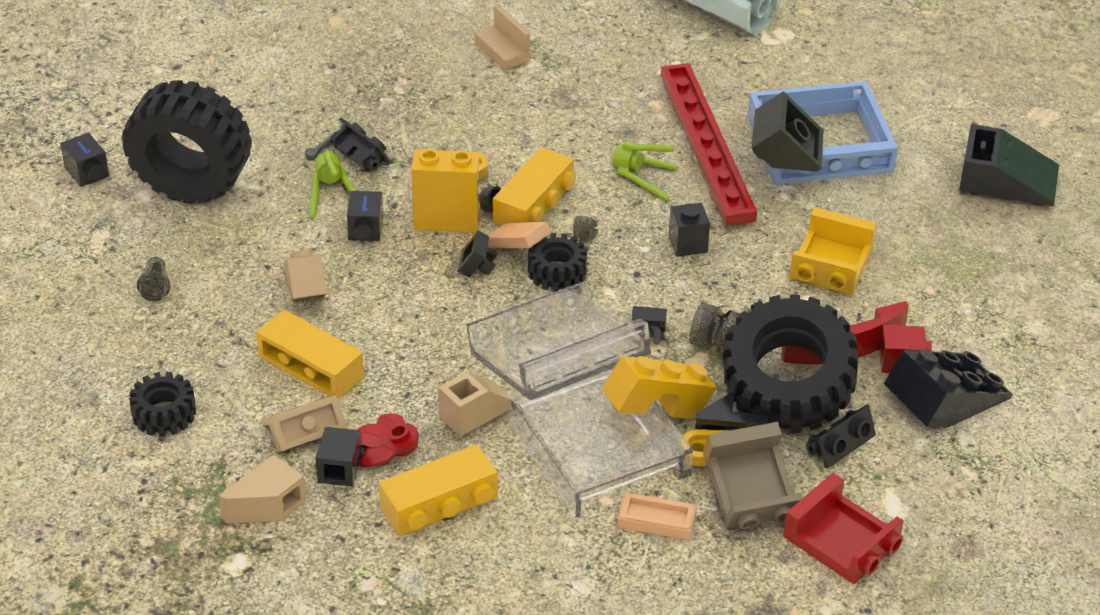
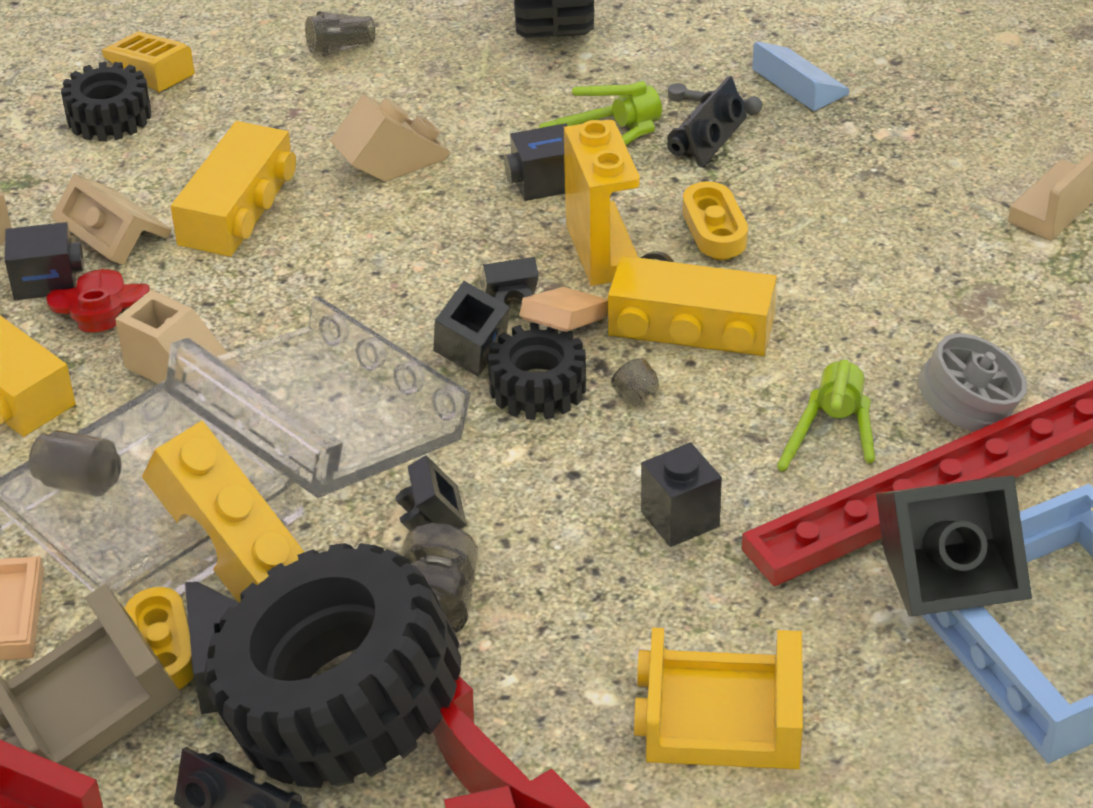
camera: 75 degrees right, 0 degrees up
(122, 372) = (159, 58): none -> yellow slope
(330, 103) = (796, 76): none -> light blue slope
(522, 272) = (469, 327): none -> black brick
(591, 440) = (75, 462): none -> clear smoke brick
(651, 110) = (971, 382): none -> light grey wheel

